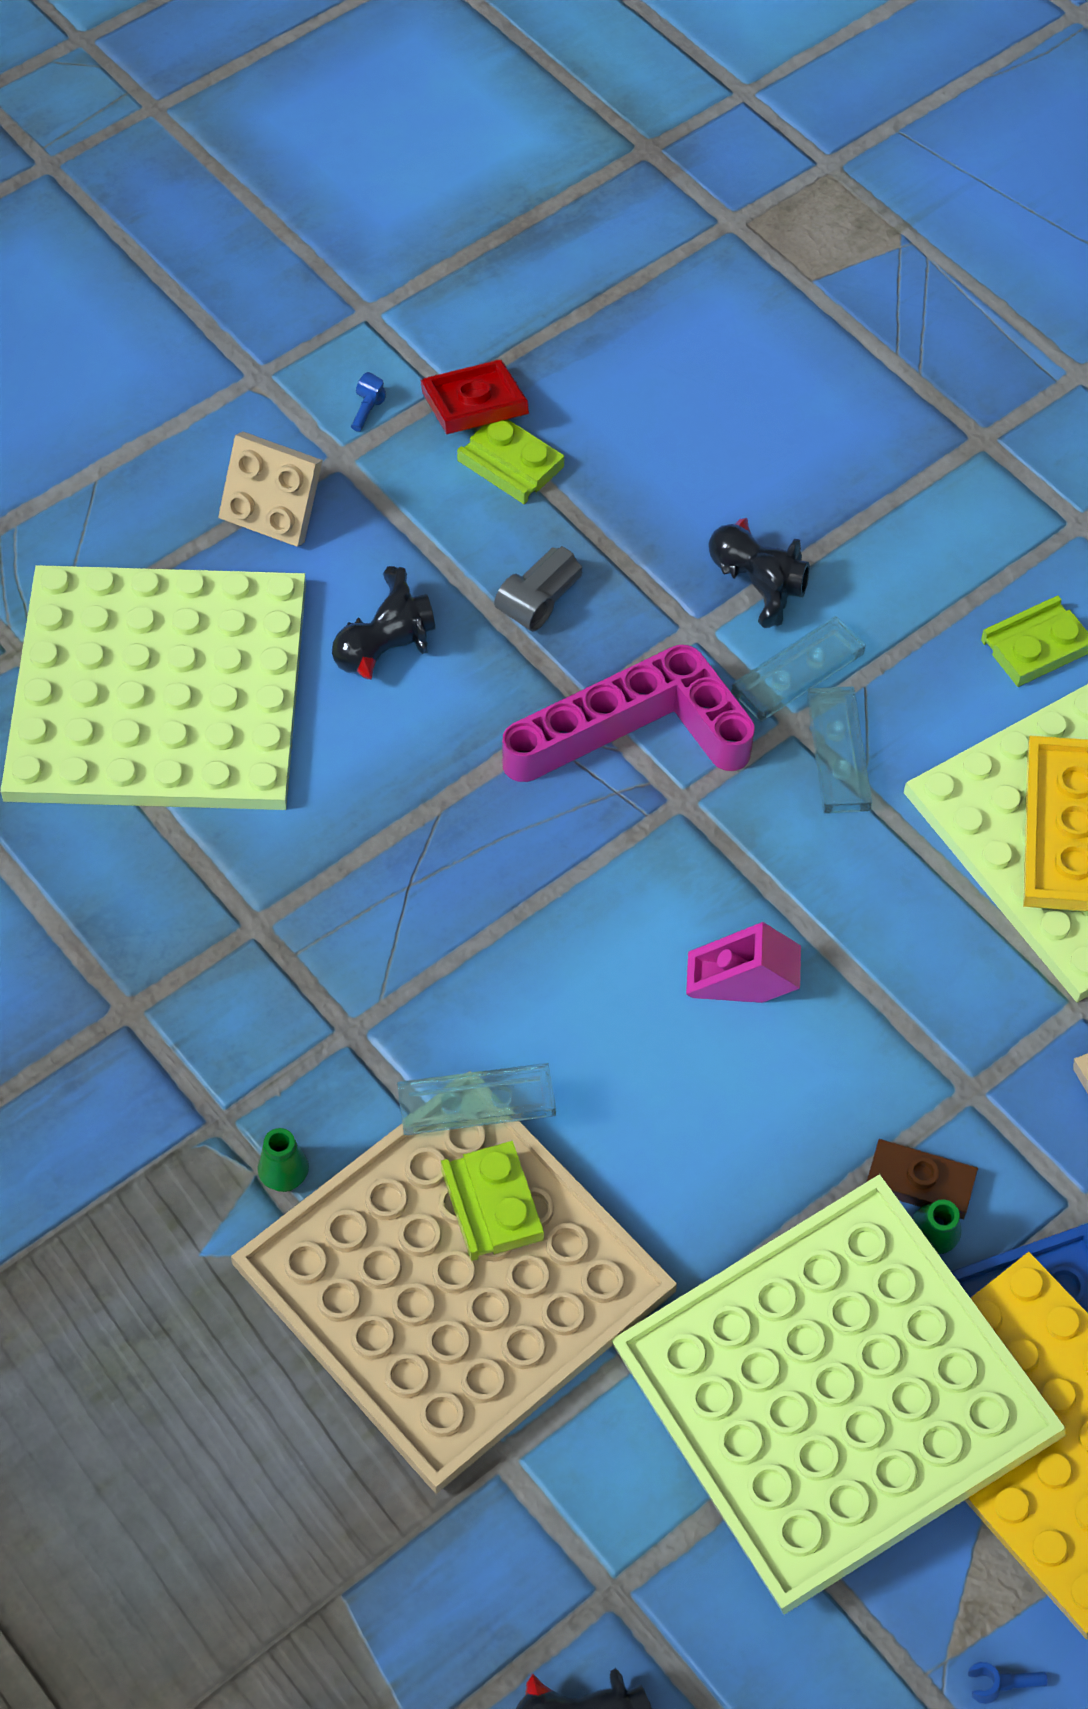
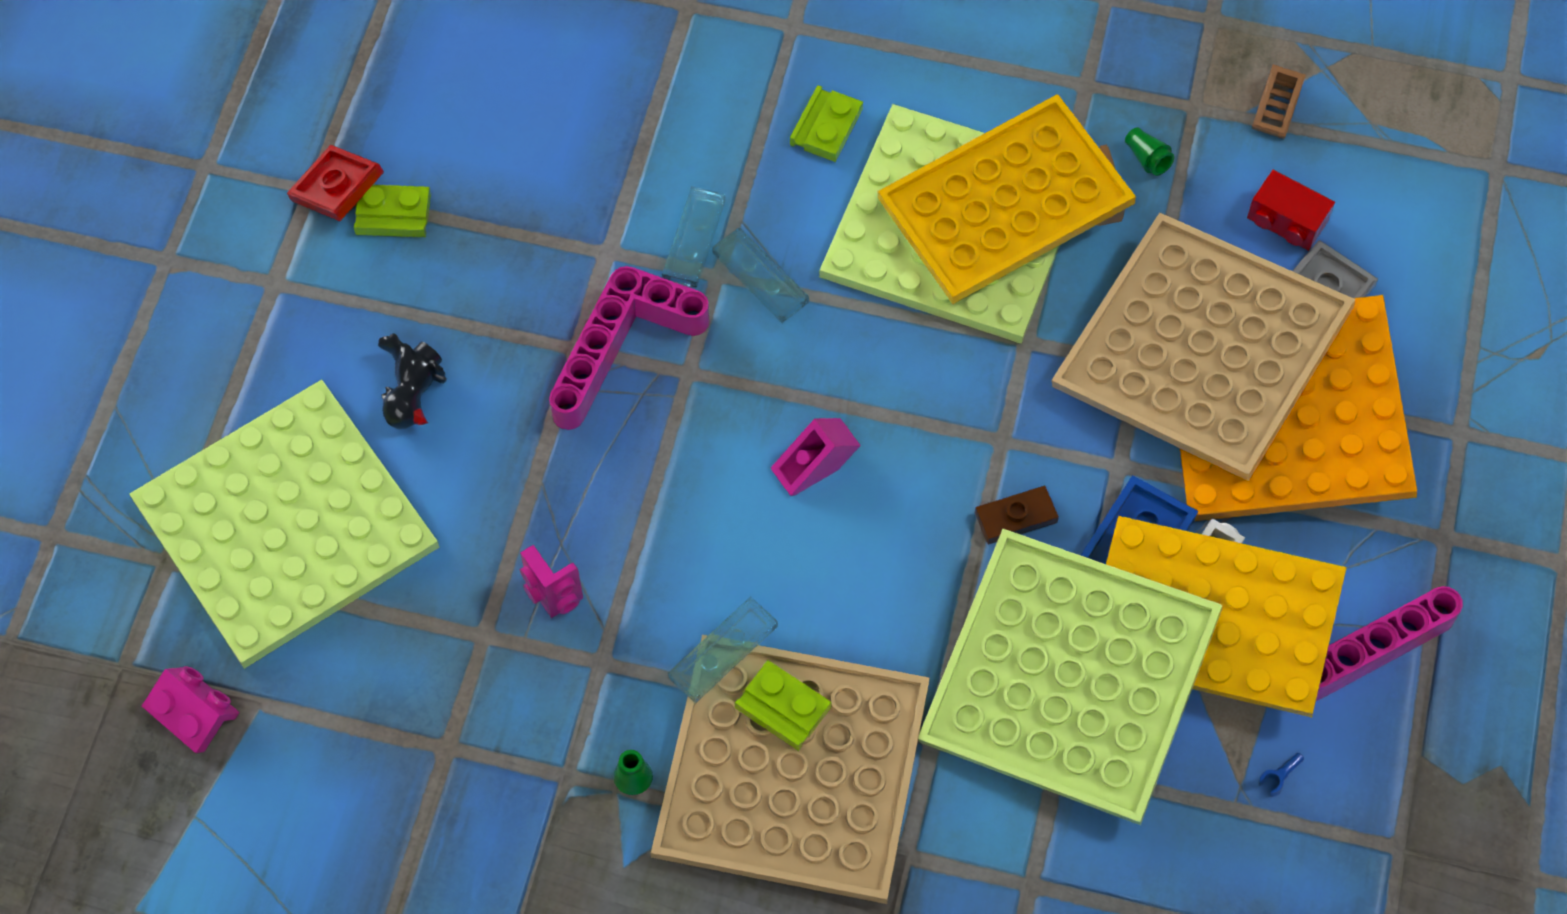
camera: 35 degrees left, 5 degrees up
(270, 488) = (254, 336): tan plate -> none
(356, 919) = (555, 591): none -> dark pink bracket
(372, 390) = (259, 221): blue hand -> none
(532, 596) = (487, 296): dark grey piece -> none
(770, 569) = (629, 181): black animal -> none
(941, 1237) = (1051, 532): green cone -> none

